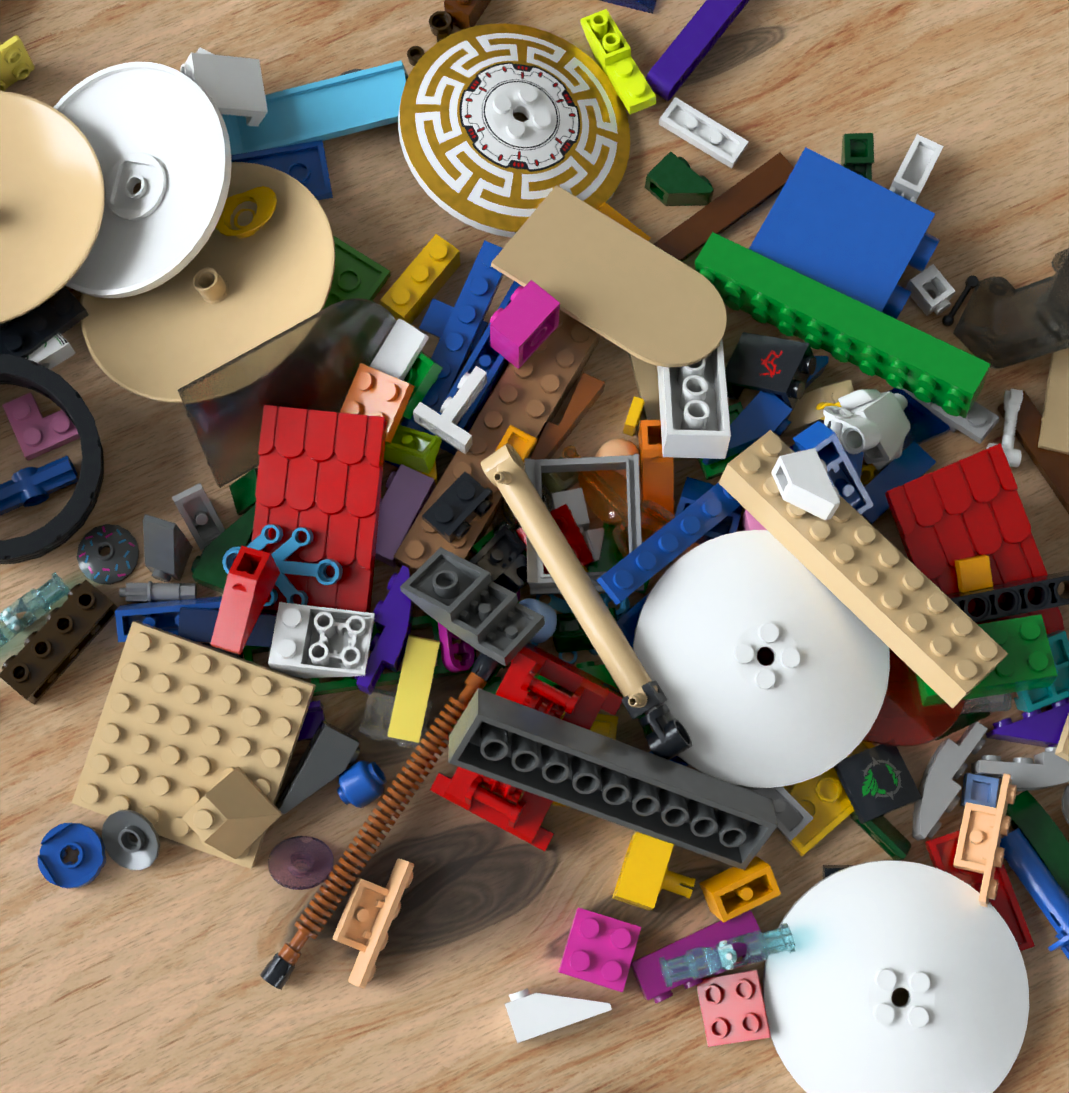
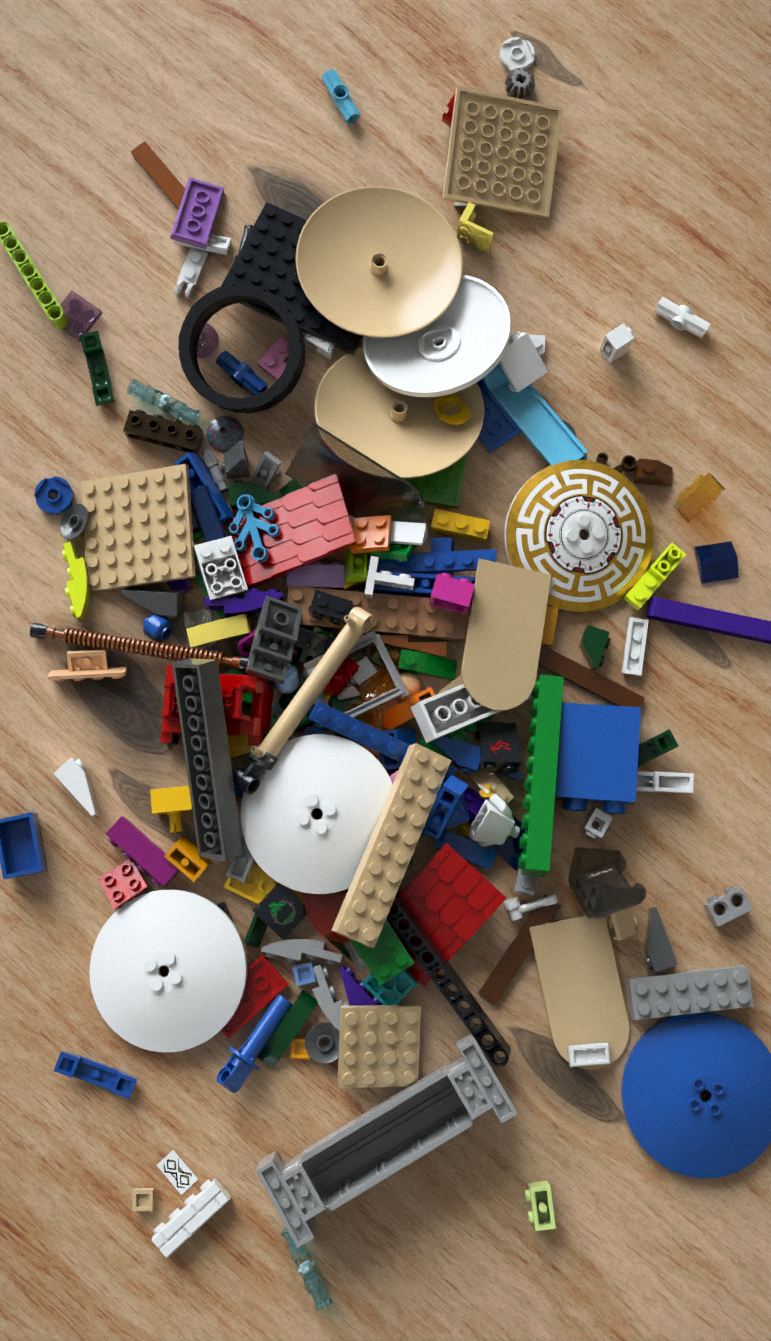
camera: 65 degrees right, 5 degrees up
(232, 814) = (107, 566): tan slope -> none
(239, 878) = (78, 587): none -> neon yellow slope
(243, 598) = (224, 515): slope -> none
(297, 853) = (105, 610): dish -> none
(519, 440) = (382, 623): light orange tile -> none
(599, 949) = (122, 796): dark pink brick -> none
(600, 418) = (427, 665): none -> green slope
(633, 416) = (436, 682): yellow tile -> none
(706, 960) = (139, 856): clear light blue piece -> none
(805, 483) = (422, 790): white slope -> none
(847, 428) = (474, 808): white piece -> none
(971, 283) = (586, 842): black hinge -> none
(973, 573) = (425, 916): light orange tile -> none
(981, 836) = (274, 982): light nougat bracket -> none

